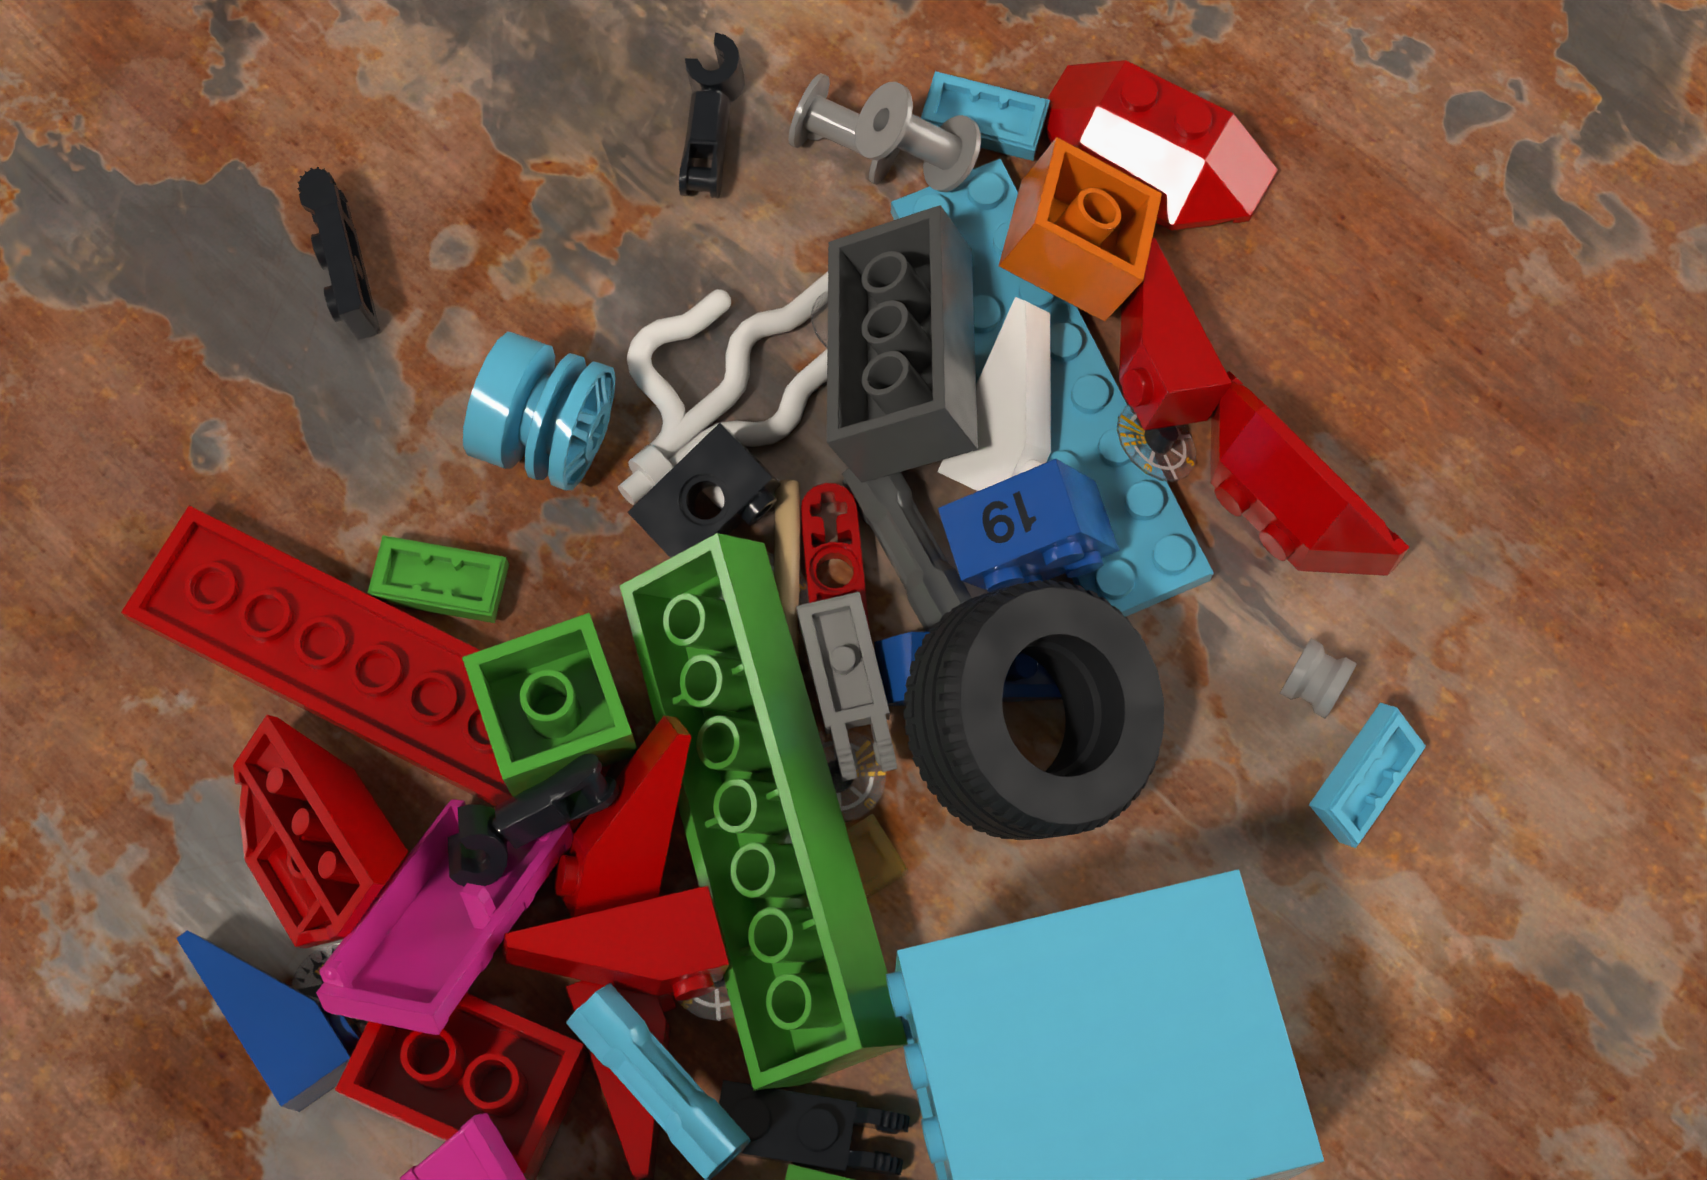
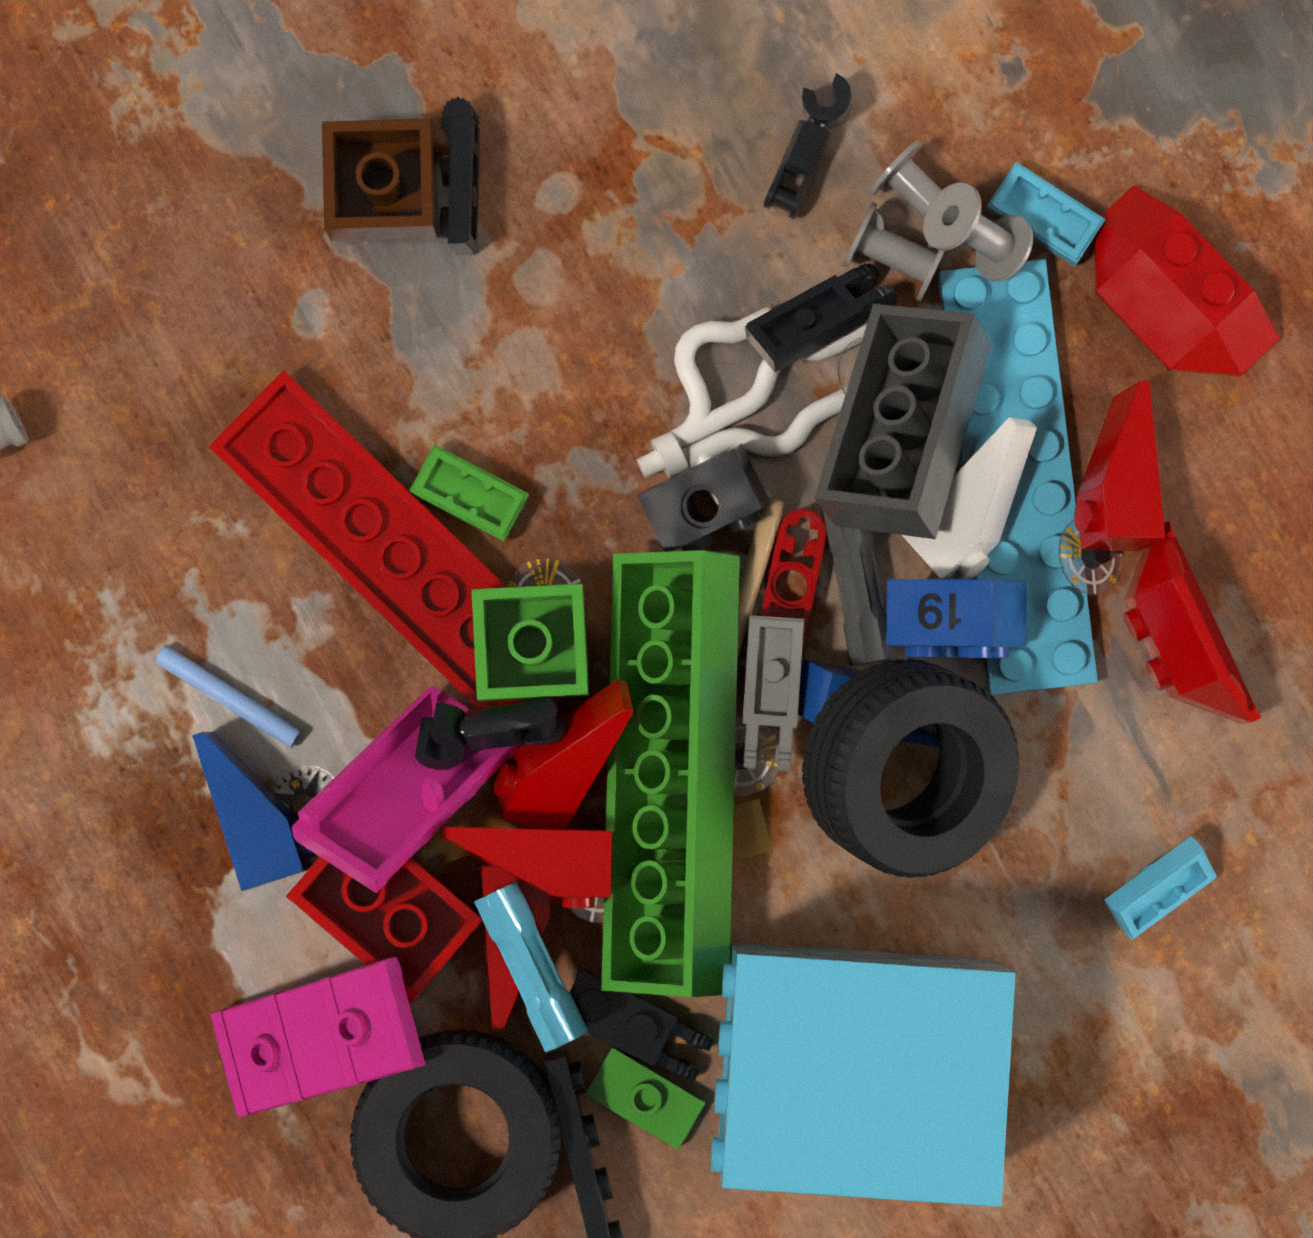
camera: 15 degrees right, 15 degrees up
(194, 886) = (228, 696): none -> light blue bar
(246, 275) = (379, 179): none -> reddish brown brick
(311, 834) = (318, 686): red wedge -> none
(515, 984) = (442, 849): none -> clear yellow plate
(538, 410) = (590, 381): medium azure wheel -> none
(769, 279) = (818, 316): none -> black hinge
(834, 190) = (894, 250): none -> light grey piece
(1081, 230) = (1088, 358): orange brick -> none
(1318, 678) = (1150, 797): light grey wheel -> none

